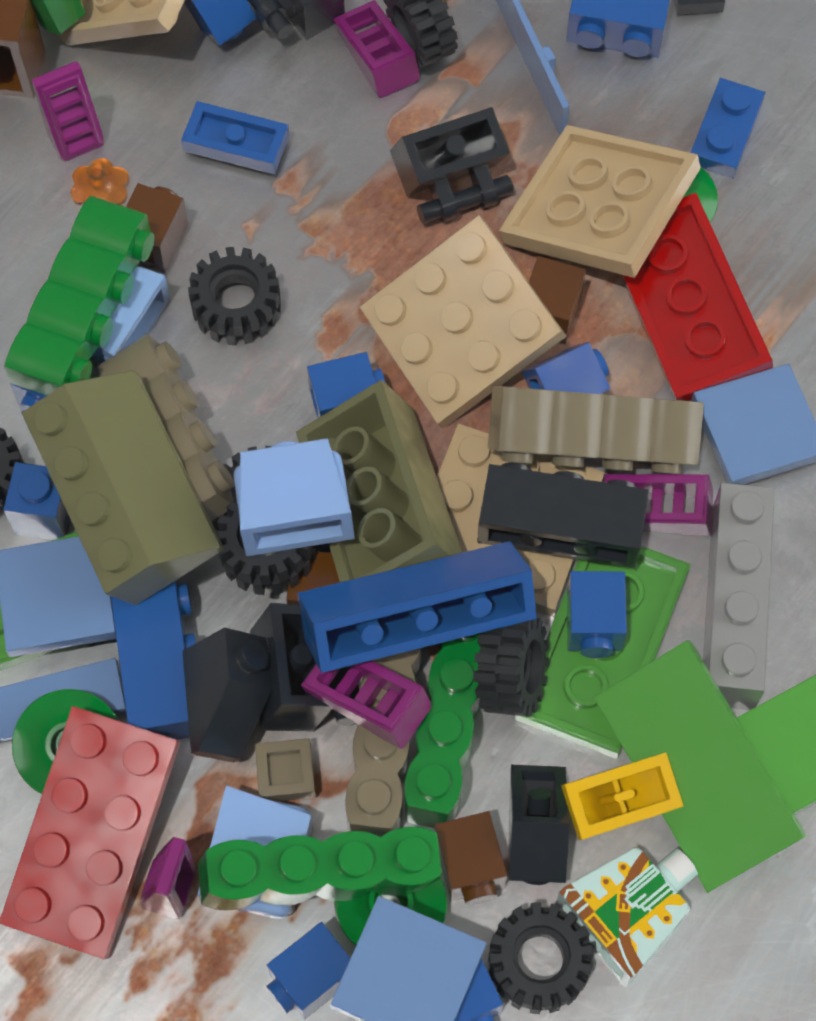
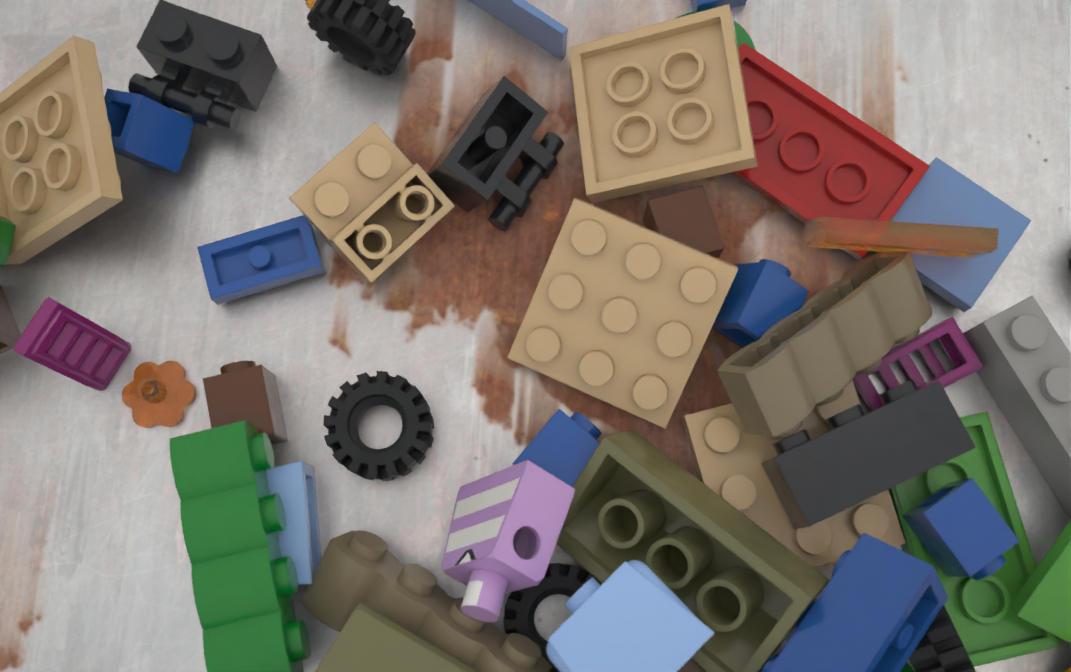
camera: 35 degrees left, 10 degrees up
(252, 405) = (504, 535): none -> lavender torso
(339, 141) = (371, 203): none -> tan brick
(399, 63) = (360, 94): magenta slope -> none
(703, 387) = (900, 236): none -> clear orange tile

